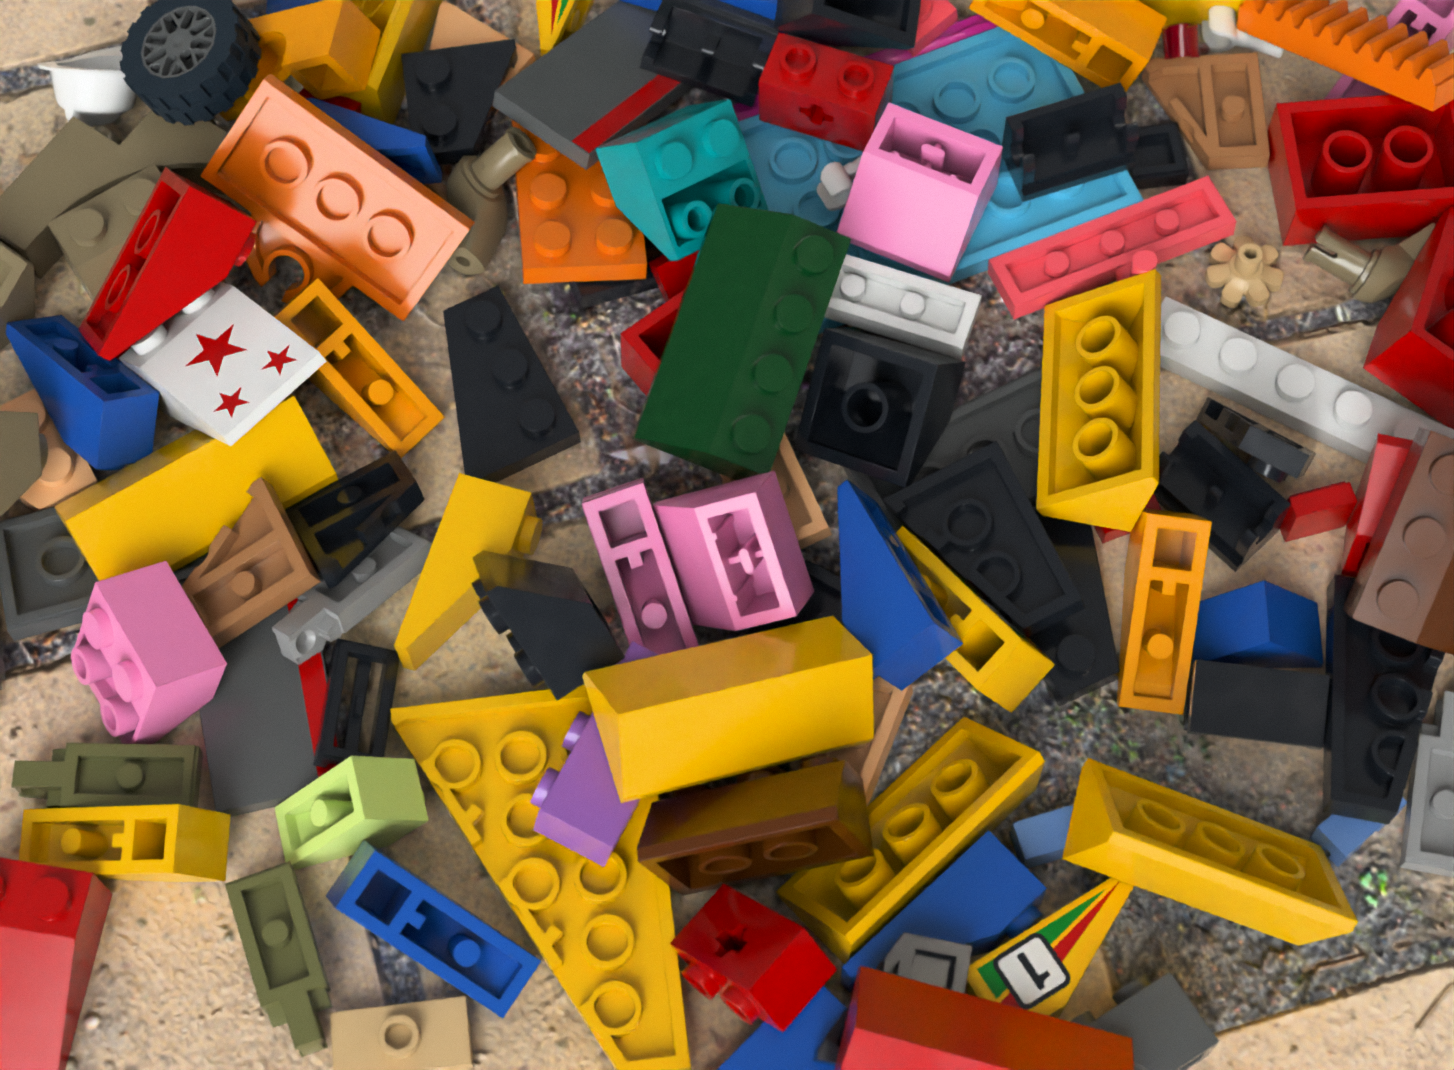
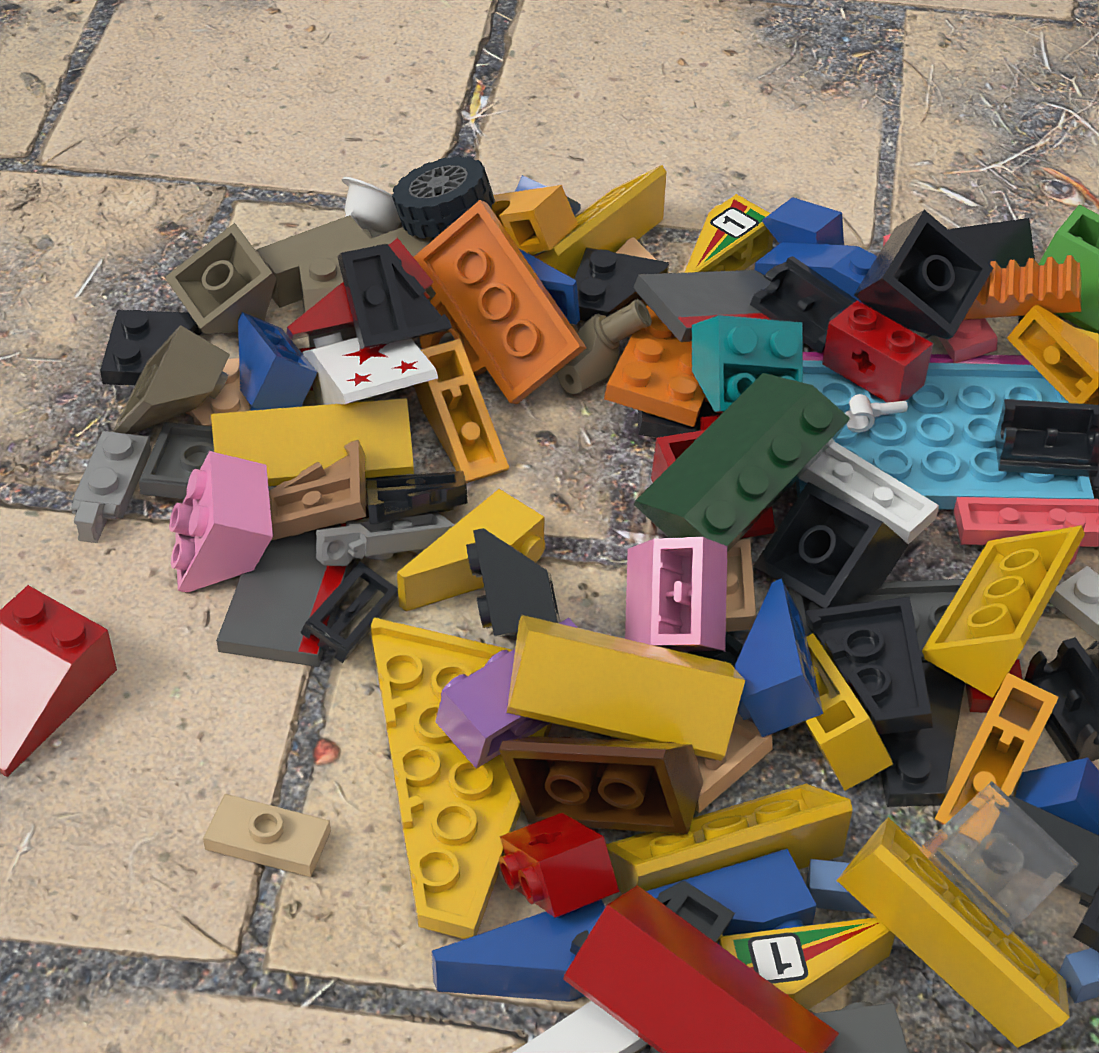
camera: 20 degrees right, 20 degrees down
(113, 775) = (159, 594): olive hinge -> none
(130, 841) = (155, 633): yellow slope -> none
(211, 275) = (385, 299): none -> black wing
(282, 953) = (212, 745): olive hinge -> none
(350, 804) = (313, 670): yellowish green slope -> none
(432, 929) = (328, 764): blue slope -> none
(501, 391) = (558, 464): black wing -> none
(639, 568) = (600, 578): bright pink slope -> none
(920, 191) = (921, 427): bright pink slope -> none
(1214, 753) = (999, 858): none -> clear slope

